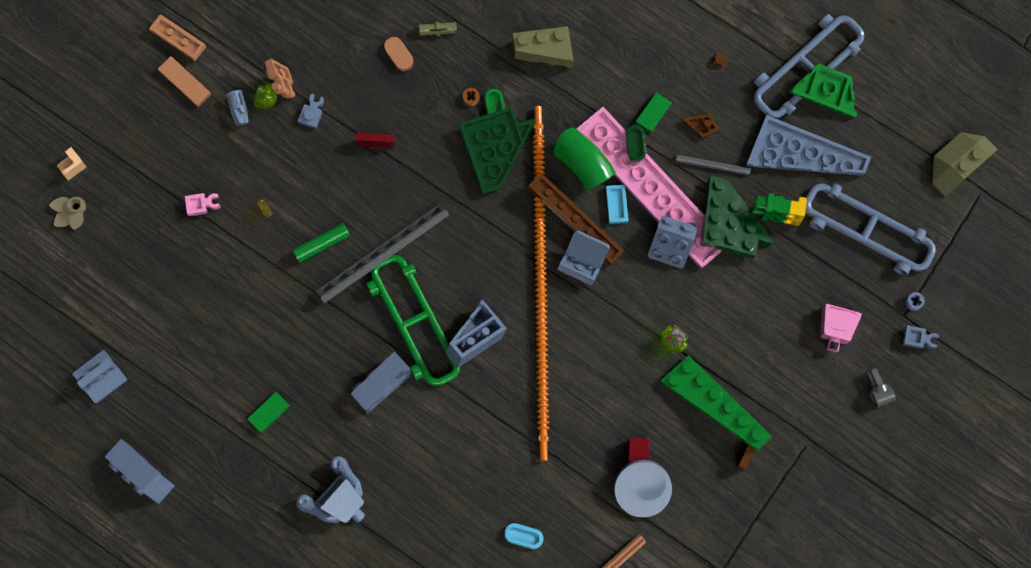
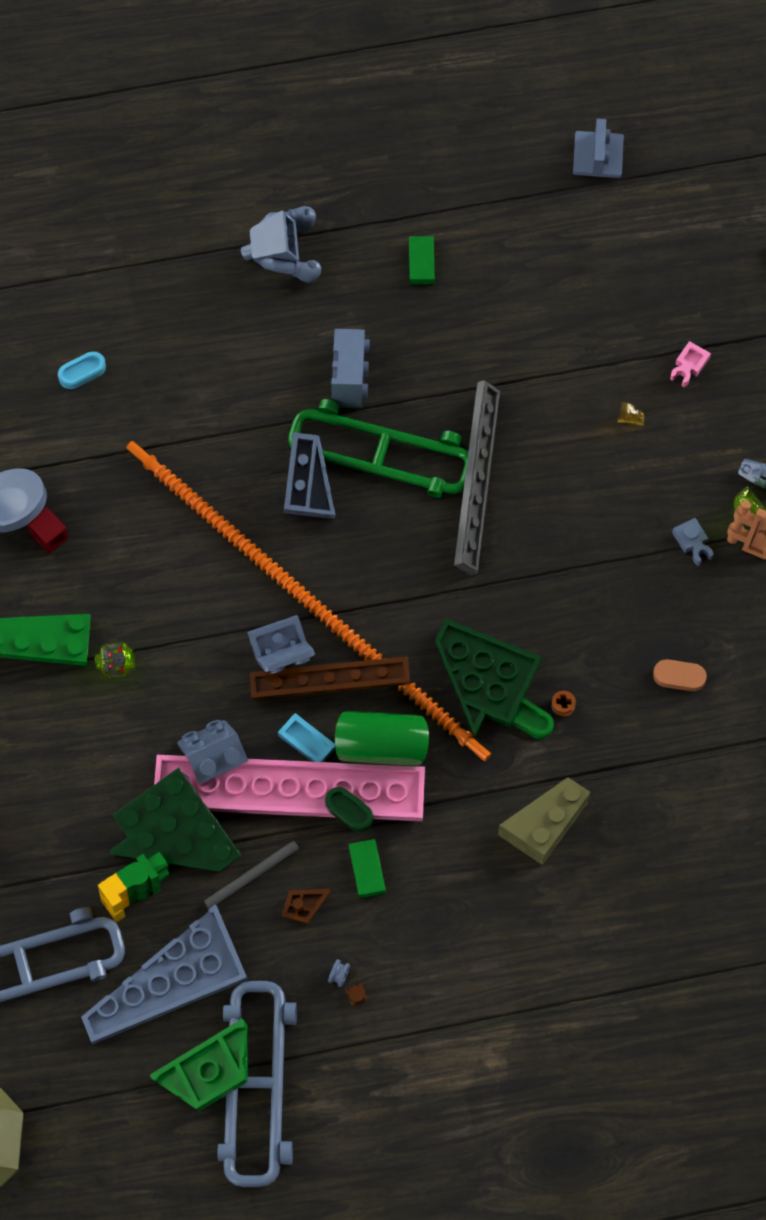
camera: 140 degrees right, 10 degrees down
(138, 471) = (473, 111): sand blue wedge -> none
(321, 242) = (543, 434): green piece -> none
(375, 140) = (603, 569): dark red tile -> none
(438, 28) = (671, 736): olive pin -> none
(719, 75) = (339, 973): none -> sand blue bush

